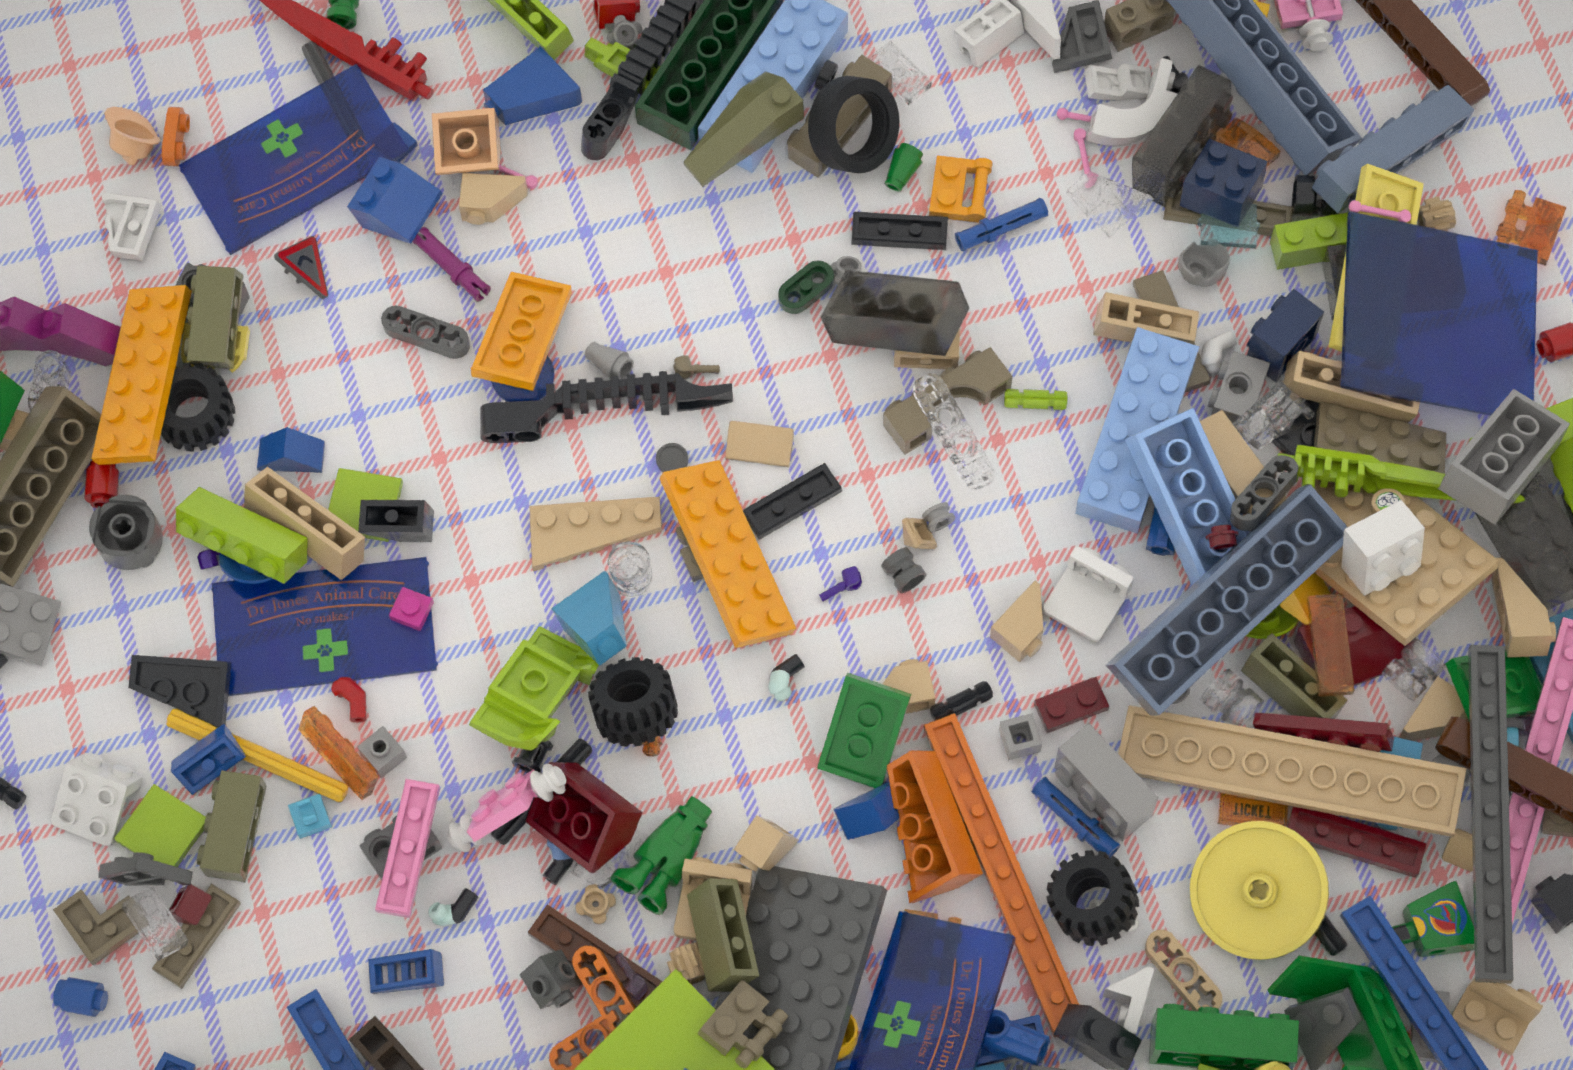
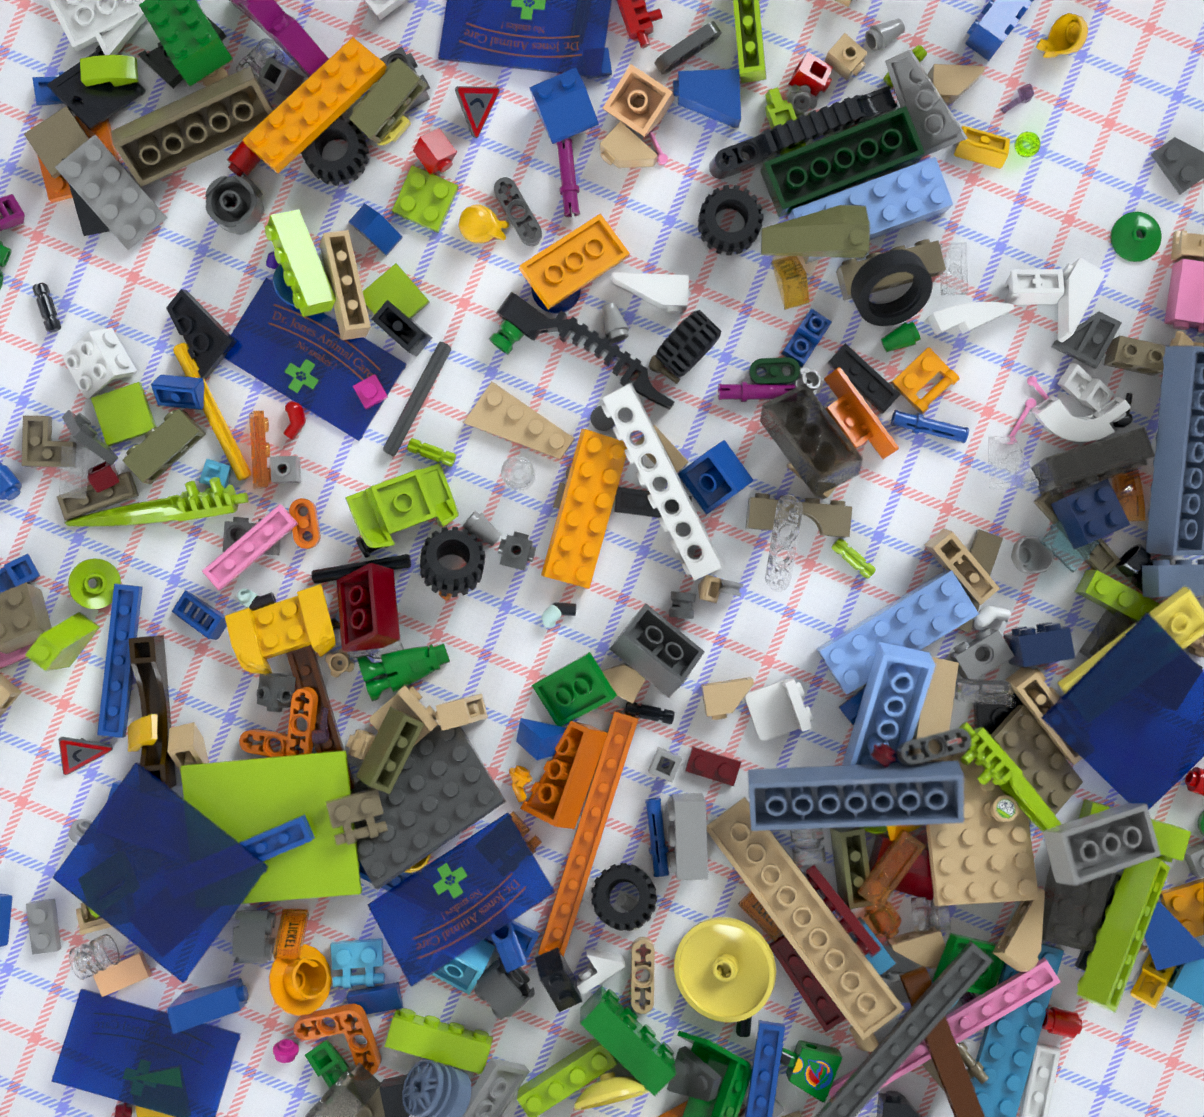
camera: 35 degrees right, 20 degrees up
(84, 378) = (280, 77): none -> flat silver brick
(269, 1013) = (105, 576): none -> lime dish
(297, 334) = (435, 151): none -> brick
(308, 864) = (185, 507): none -> lime piece
(320, 389) = (425, 199): none -> lime plate
(397, 369) = (481, 224): none -> yellow piece
(450, 789) = (305, 523): none -> orange plate
(465, 581) = (417, 398): none -> dark grey axle
(473, 67) = (687, 47): none -> dark grey beam
(505, 804) = (326, 568): plate -> none
(508, 910) = (281, 629): none -> yellow piece
(510, 453) = (510, 332): none -> green wheel
(522, 621) = (431, 452): none -> lime axle
(594, 618) = (471, 490): dark azure slope -> none
(626, 298) = (661, 290): none -> white slope
(639, 649) = (482, 528): none -> light grey cone
(645, 161) = (736, 200): none -> black tyre
(683, 410) = (695, 566): none -> white brick
(691, 645) = (516, 561): none -> dark grey brick
(699, 318) = (688, 343): none -> black tyre
(753, 196) = (791, 281): none -> clear yellow slope
(794, 326) = (753, 391): none -> magenta pin
(811, 233) = (806, 337): none -> blue slope
(826, 74) = (905, 235): black tile -> none
(832, 426) = (715, 477): none -> blue slope
(851, 581) = (647, 583): dark purple hand -> none
(881, 869) = (520, 776): none -> light orange plate
(915, 626) = (657, 650): none -> dark grey brick
(923, 262) = (856, 417): none -> orange bracket
(949, 101) = (967, 316): none -> white slope
(1373, 708) = (882, 921): none -> clear orange head
(1383, 548) = (974, 845): white brick -> none
(1402, 216) = (1180, 638): bright pink hinge -> none

